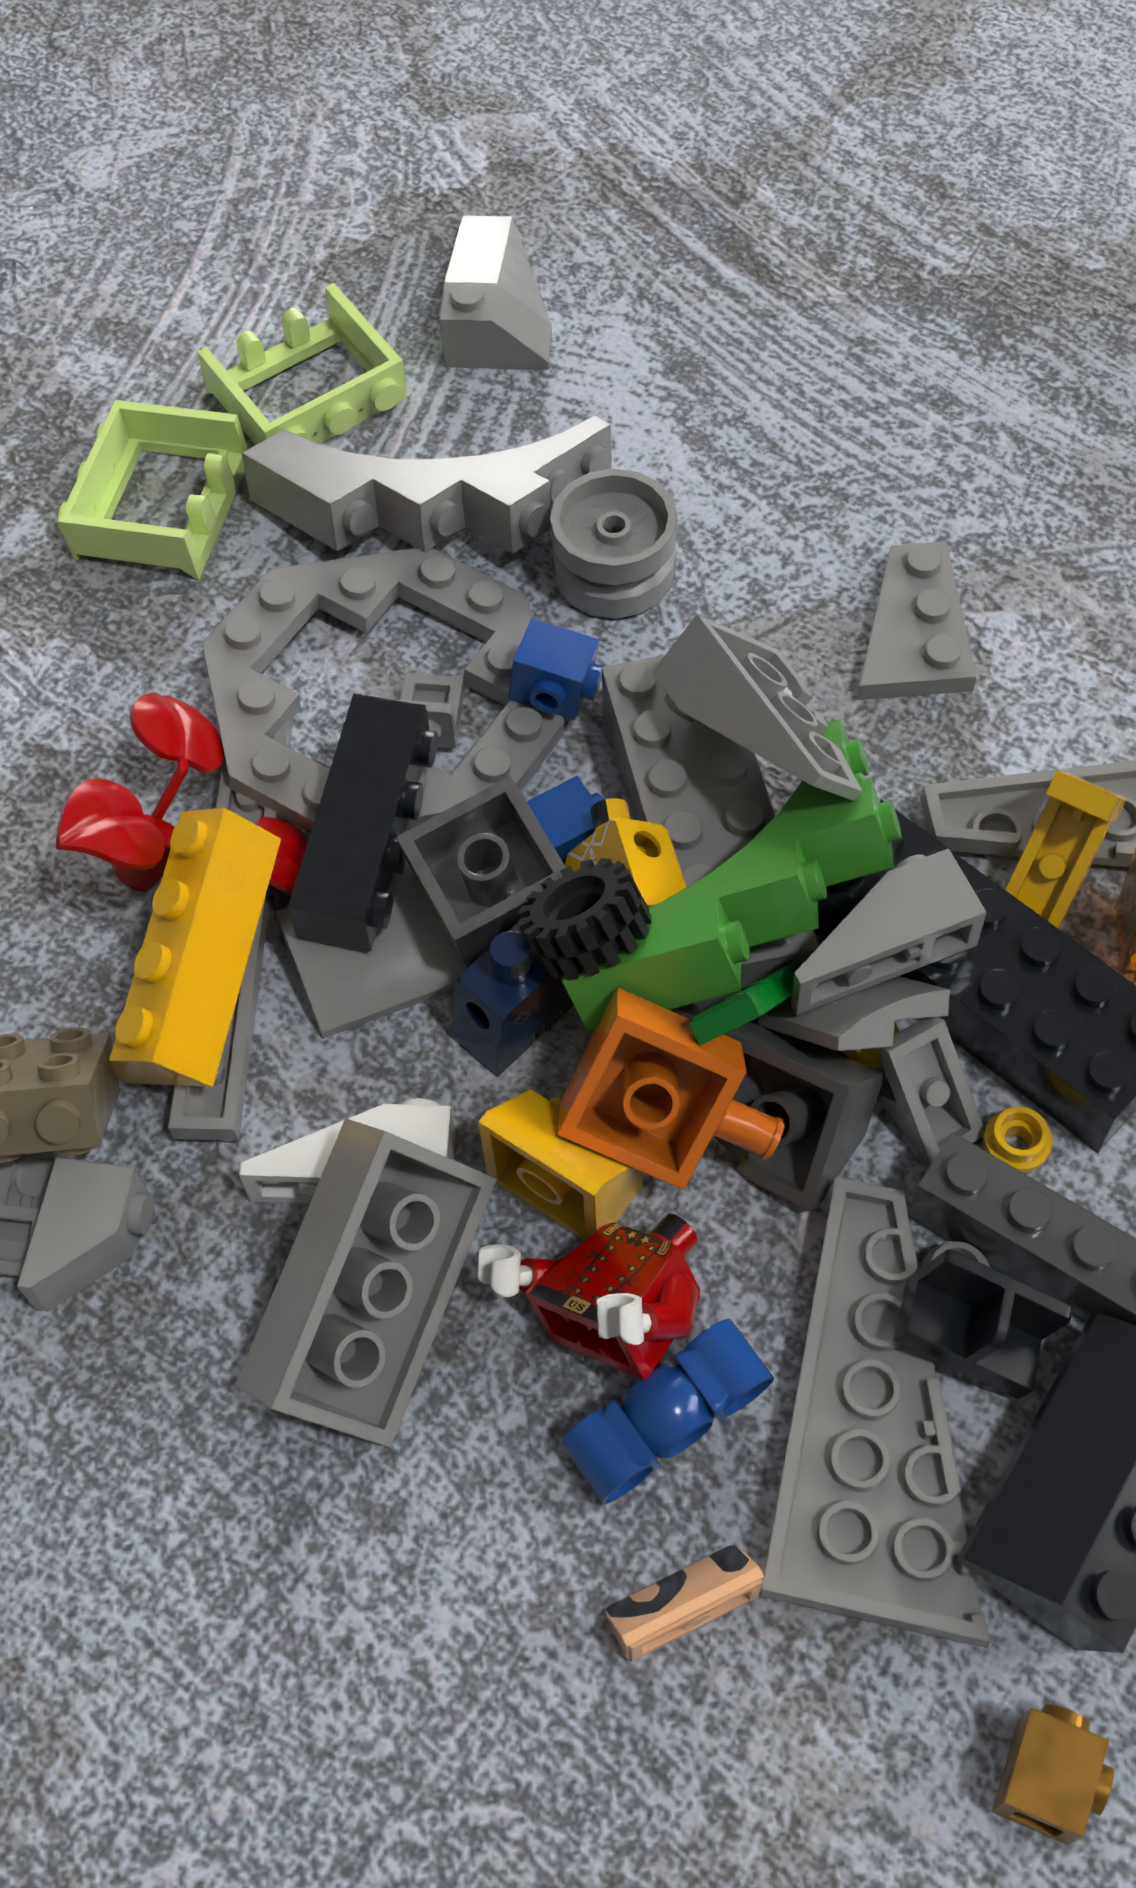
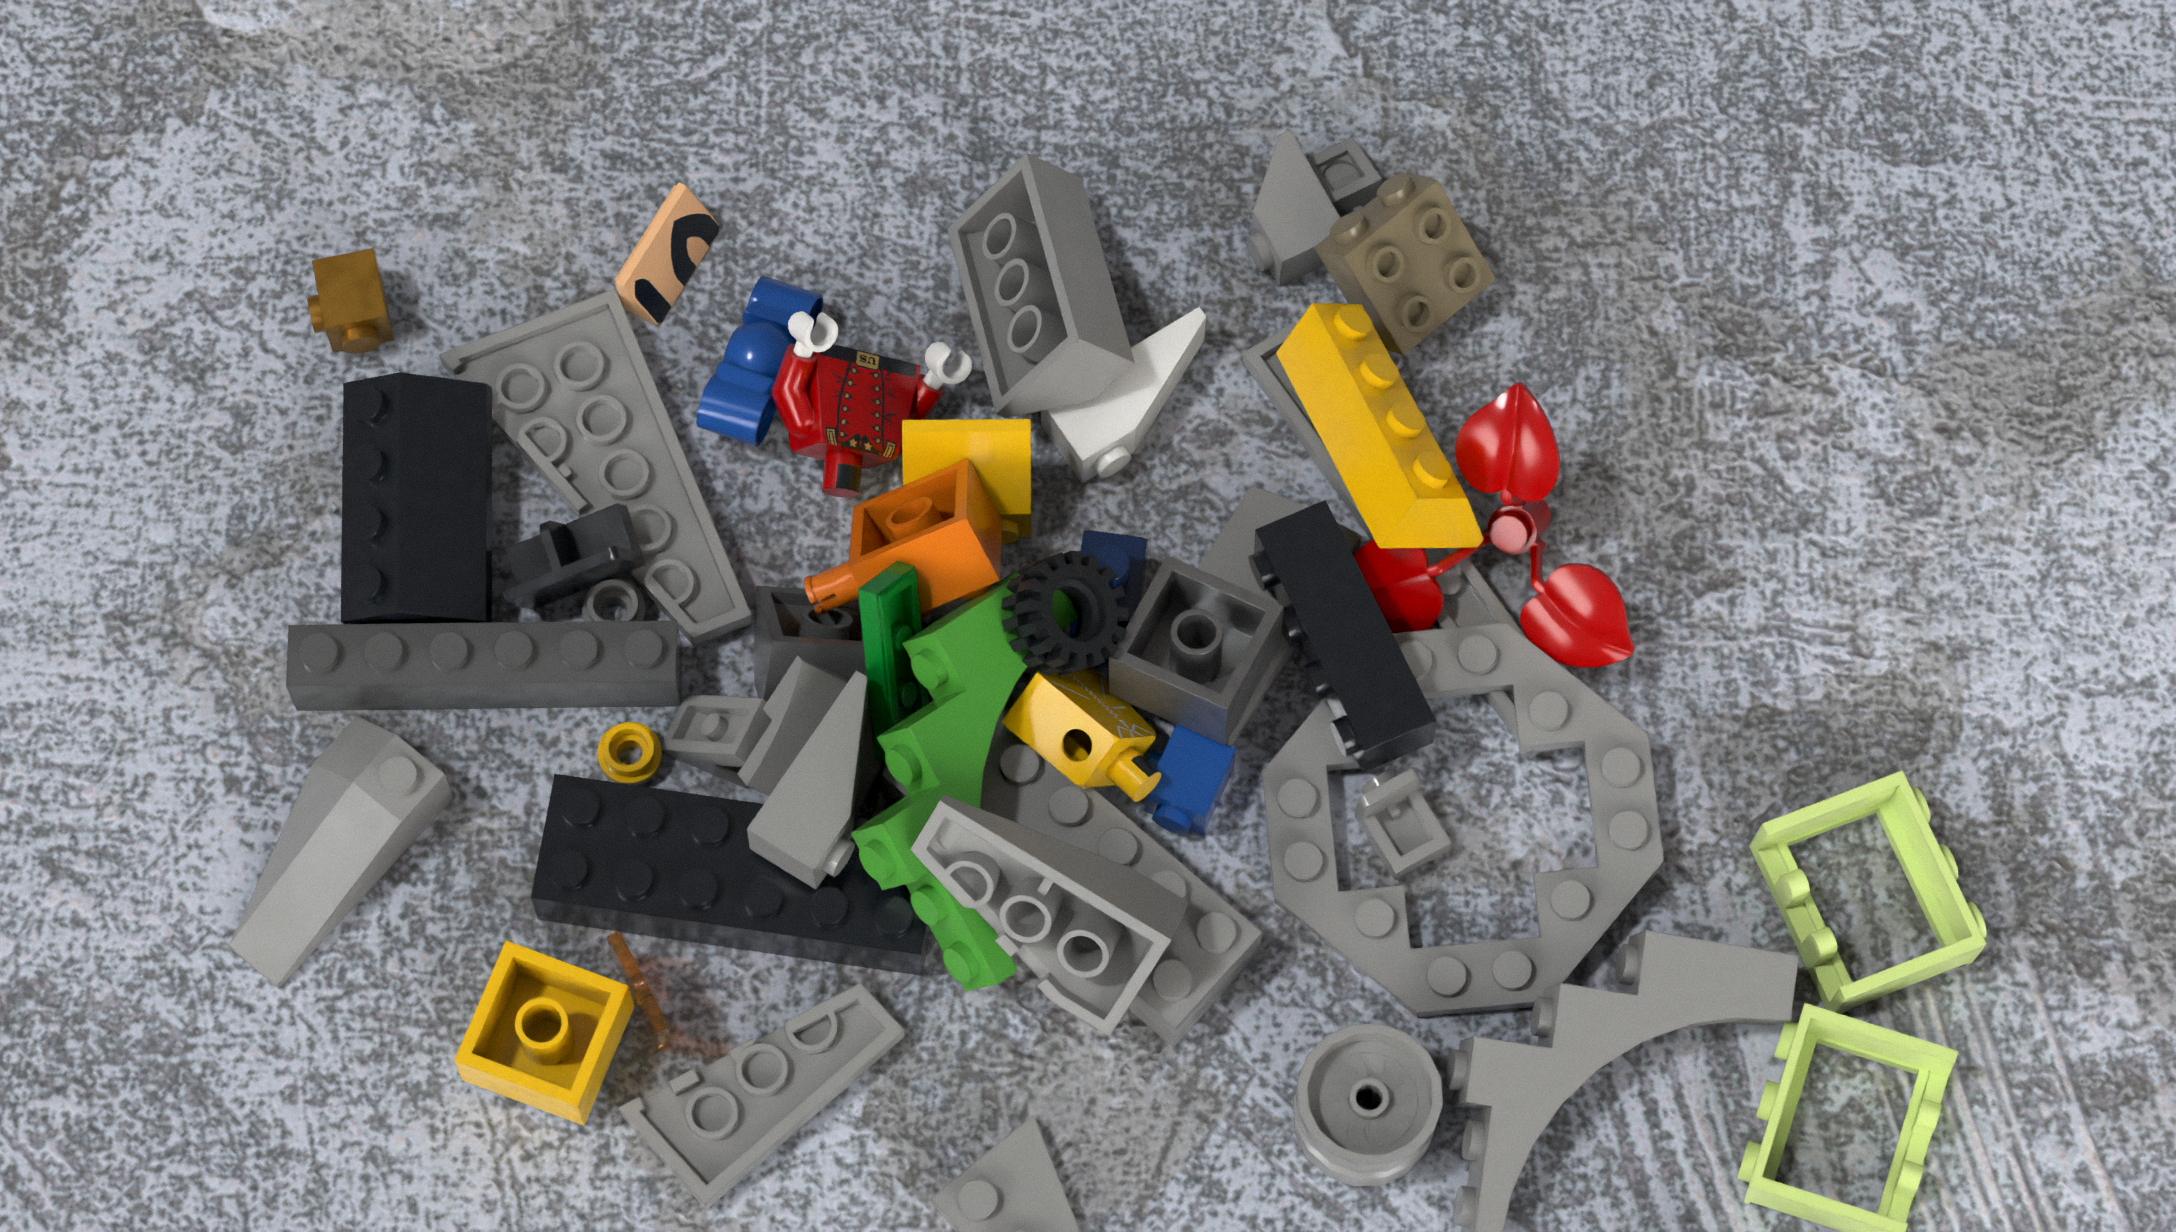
camera: 140 degrees right, 10 degrees up
(555, 669) = (1308, 916): blue brick -> none
(1063, 845) = (738, 1036): yellow bracket -> none

